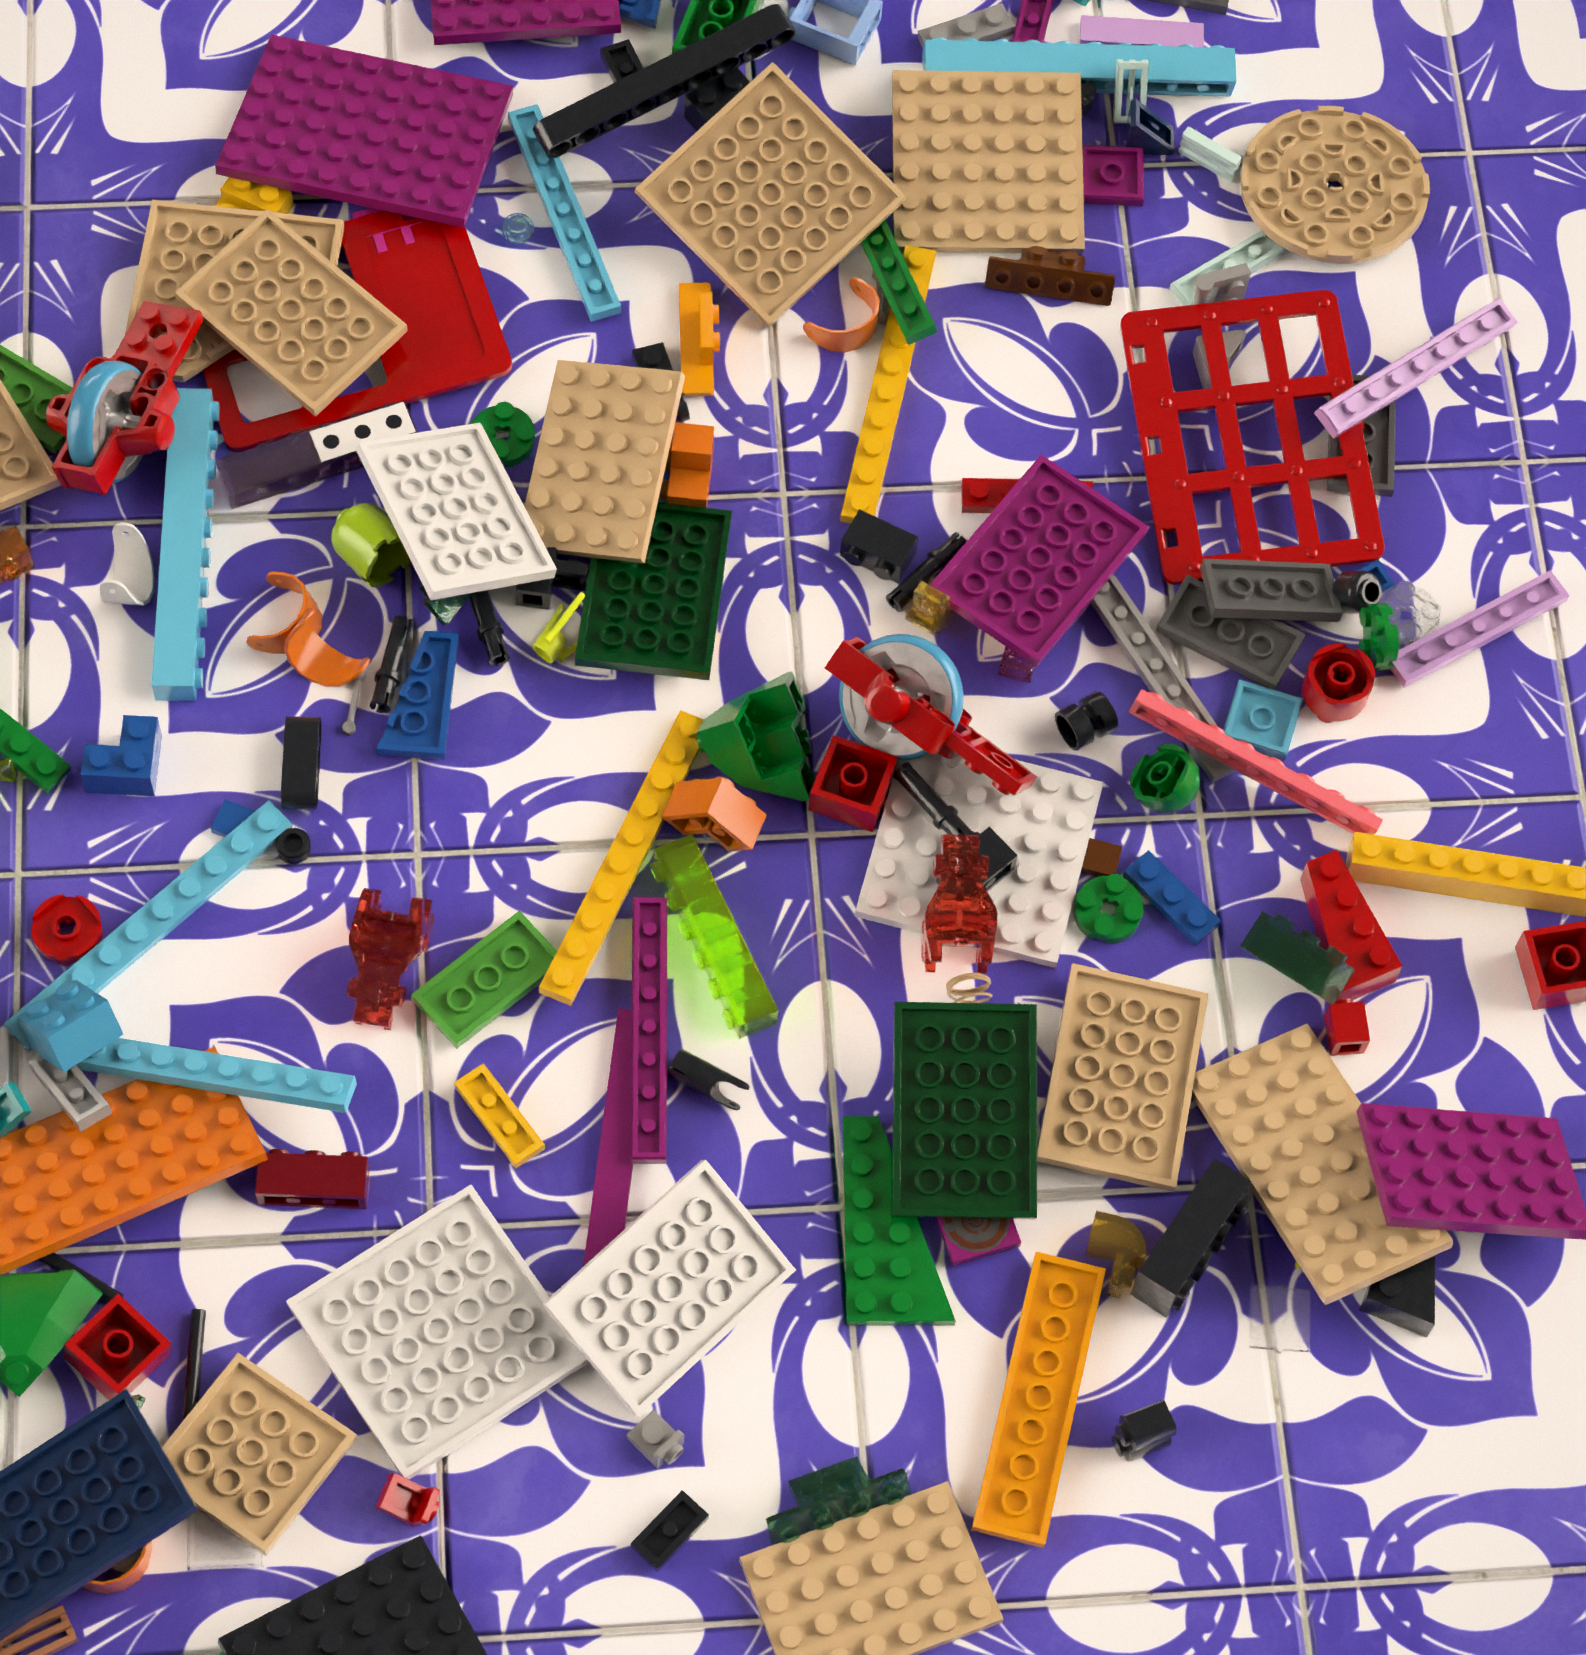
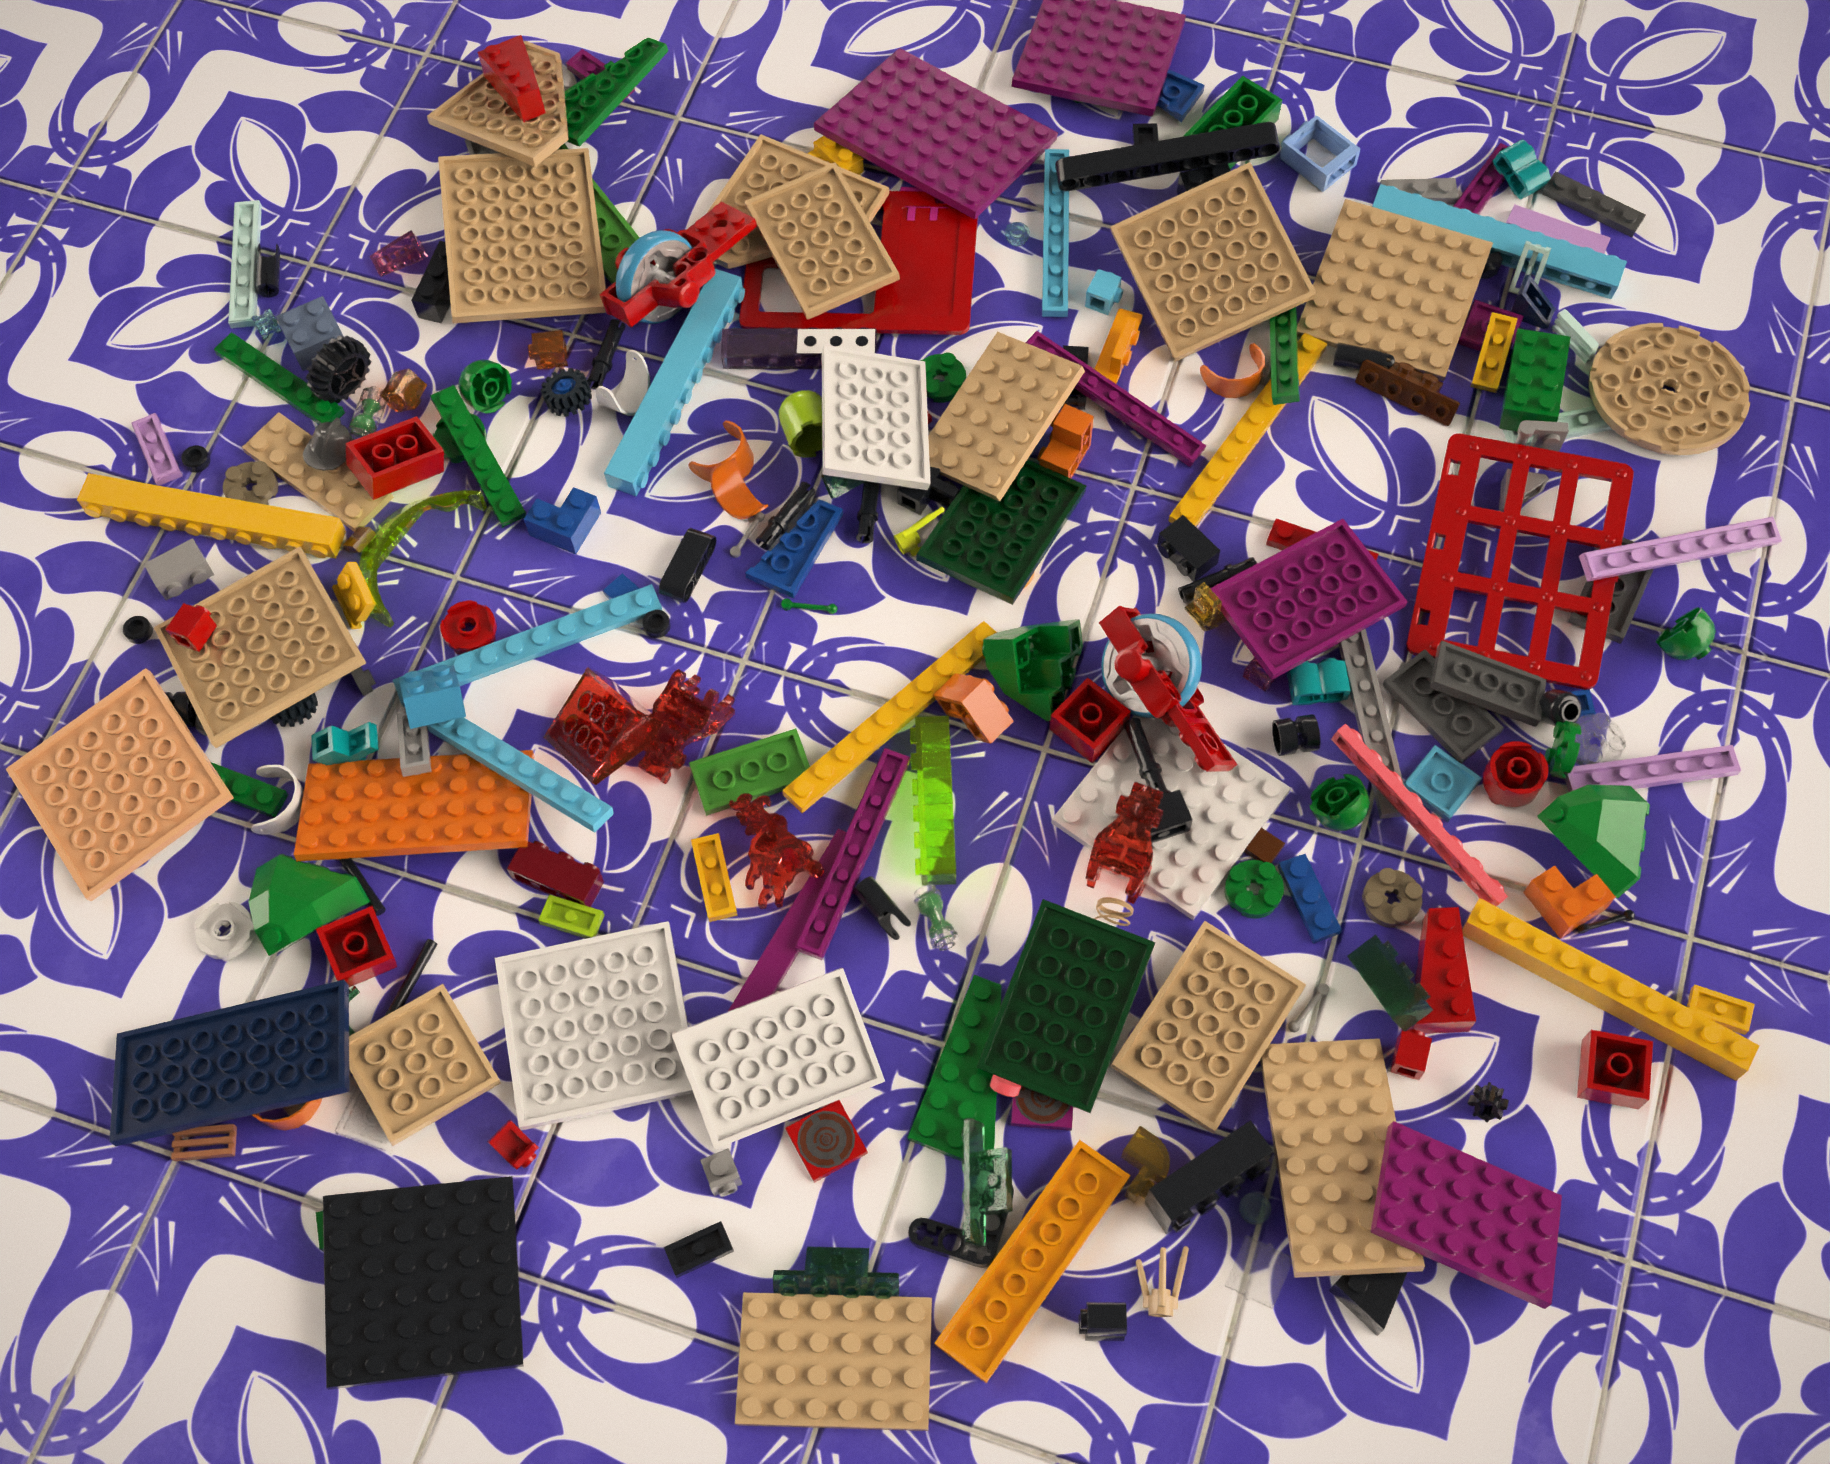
camera: 30 degrees right, 0 degrees up
(54, 601) = (566, 392): none -> black wheel
(80, 547) = (603, 361): none -> black pin
(293, 990) = (601, 727): none -> clear red slope
(353, 1222) = (571, 917): none -> lime plate
(440, 769) = (787, 604): none -> green hinge
(561, 1054) = (773, 851): none -> clear red animal
(653, 269) = (1103, 292): none -> medium azure brick
(741, 401) = (1127, 407): none -> magenta tile
(757, 1360) = (826, 1140): none -> tile
(763, 1058) = (930, 905): none -> clear piece
(932, 1224) = (1004, 1086): none -> coral tile
(958, 1333) = (985, 1182): none -> clear green bracket
(970, 1394) = (992, 1240): none -> black beam
(975, 256) = (1353, 356): none -> black piece
(1087, 652) = (1319, 682): none -> teal brick
(1128, 202) = (1494, 352): none -> yellow plate
(1186, 221) = (1534, 378): none -> green brick
(1194, 1386) = (1161, 1301): none -> tan plant
(1226, 994) = (1322, 990): none -> light grey hinge
(1249, 1253) = (1254, 1208): none -> clear light blue plate
(1270, 850) = (1395, 882): none -> dark tan plate
(1444, 808) = (1567, 906): none -> orange brick
(1446, 1048) = (1488, 1102): none -> black gear
(1453, 712) = (1602, 830): none -> green brick
(1462, 463) = (1689, 636): none -> green cylinder
(1511, 795) = (1628, 915): none -> black hinge

